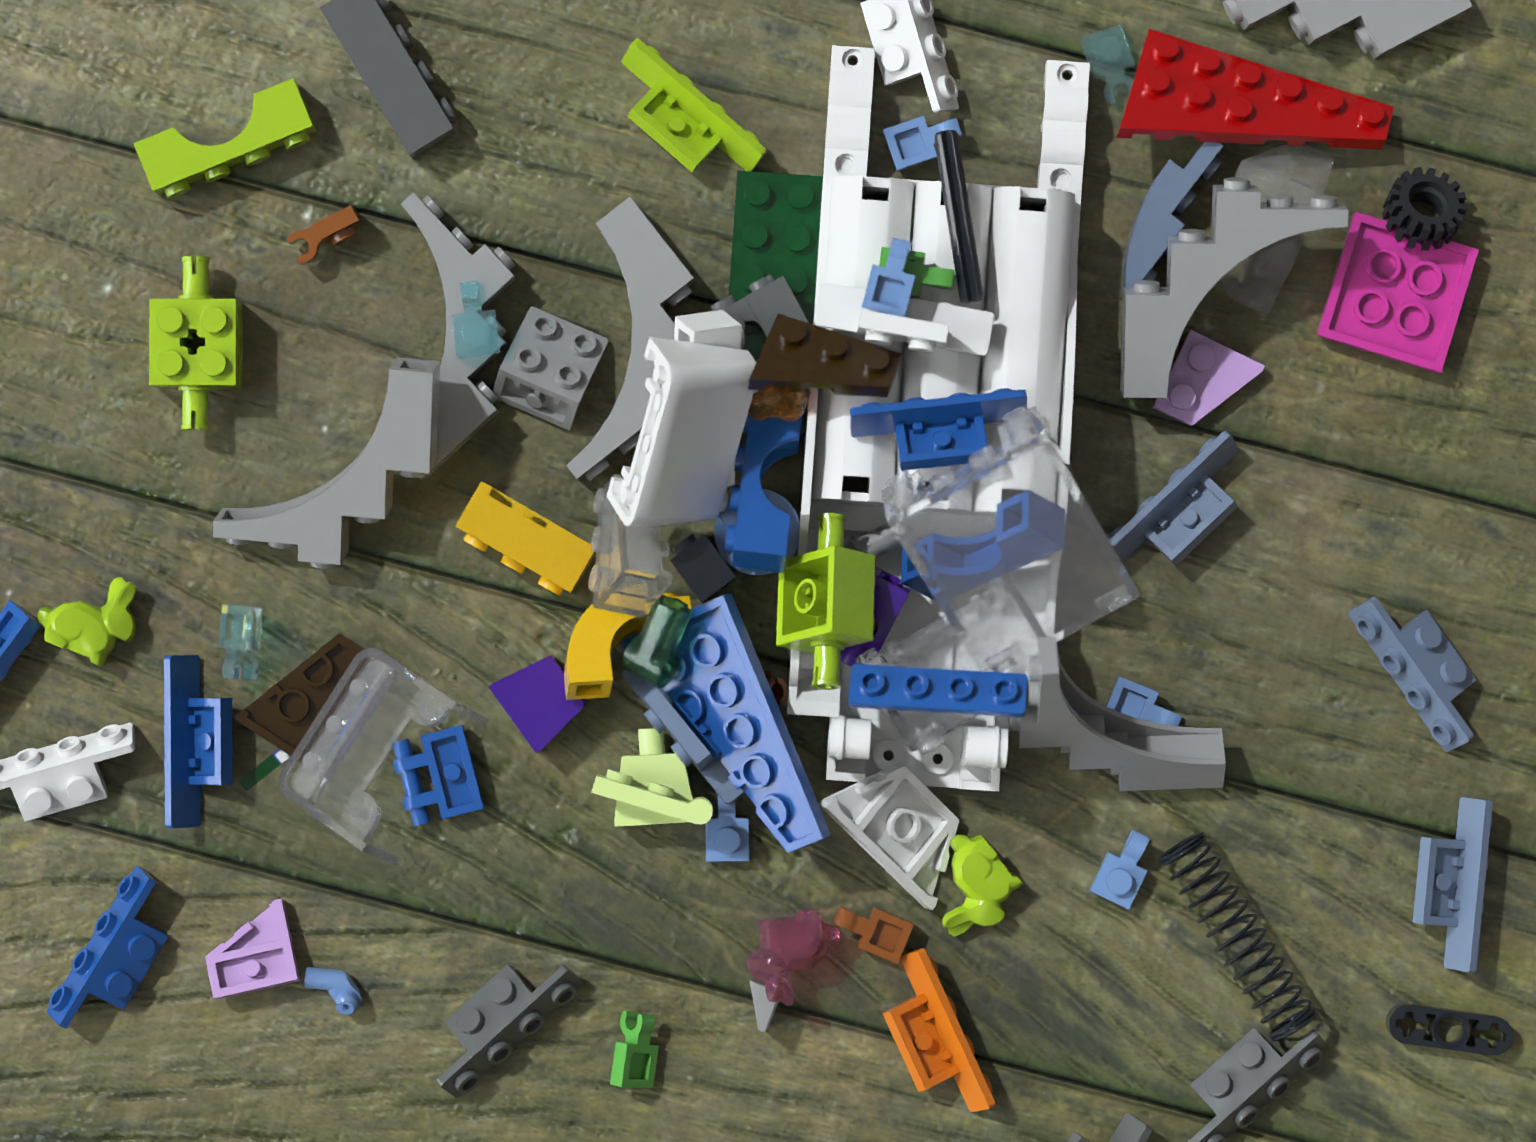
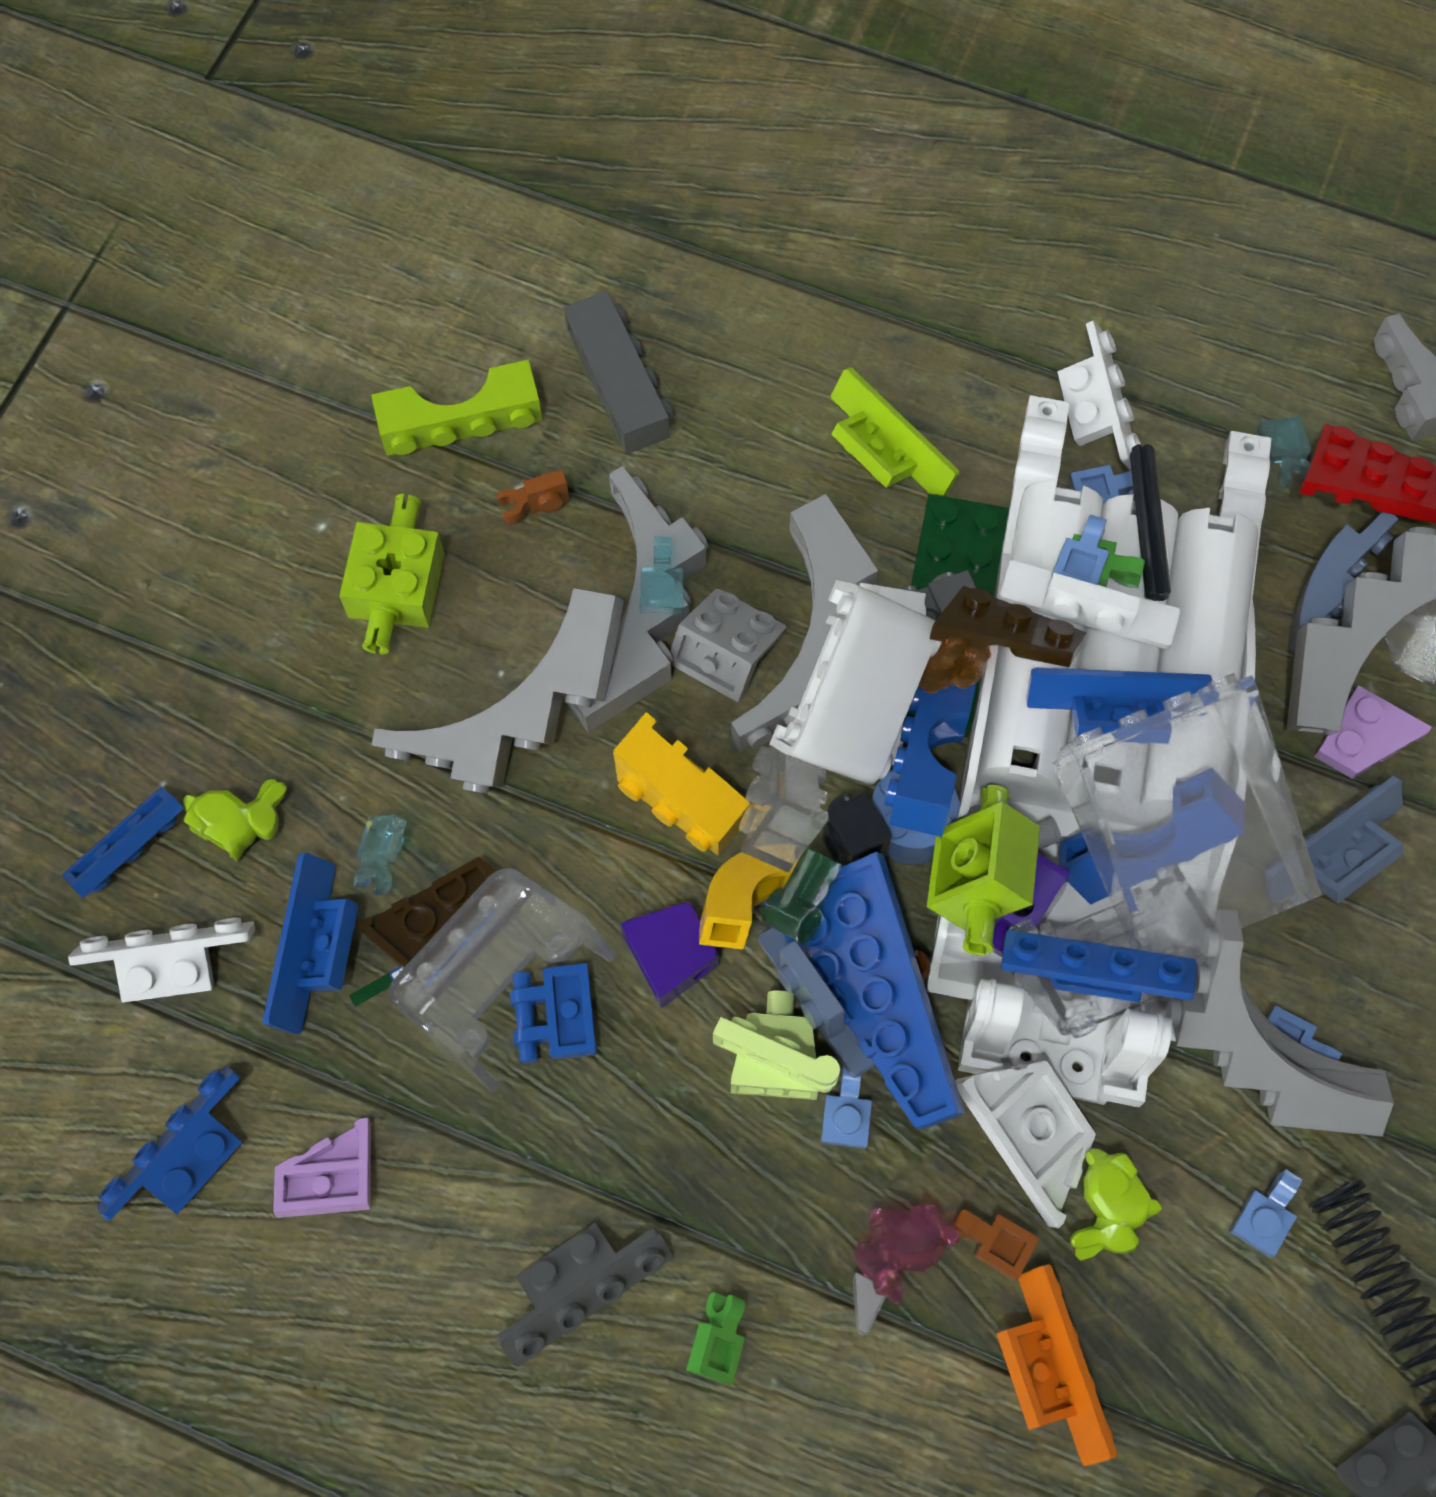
camera: 15 degrees right, 20 degrees down
(339, 986) = (410, 1221): medium blue arm -> none

